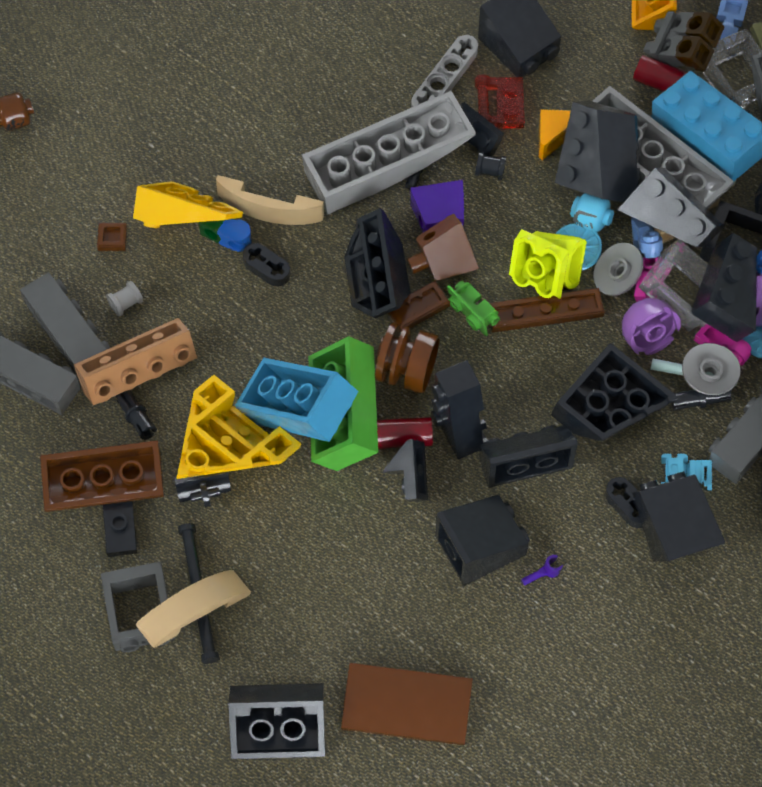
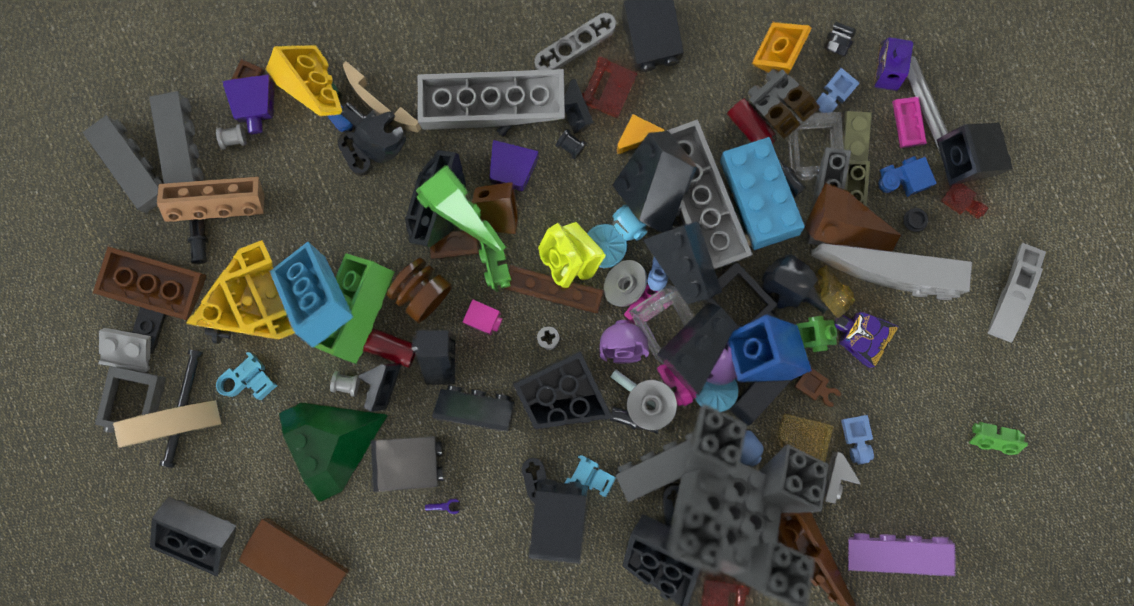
camera: 25 degrees right, 20 degrees up
(105, 554) = (124, 349): none -> light grey plate
(130, 254) = (251, 100): none -> dark purple torso
(259, 526) = (247, 372): none -> medium azure piece
(282, 231) = (370, 135): none -> black piece
(371, 489) = (345, 383): none -> light grey bush
(384, 559) = (328, 443): none -> dark green wedge
(406, 249) = (447, 198): none -> bright green wedge
(488, 362) = (483, 318): none -> dark pink brick
(565, 355) = (541, 334): none -> light grey bush

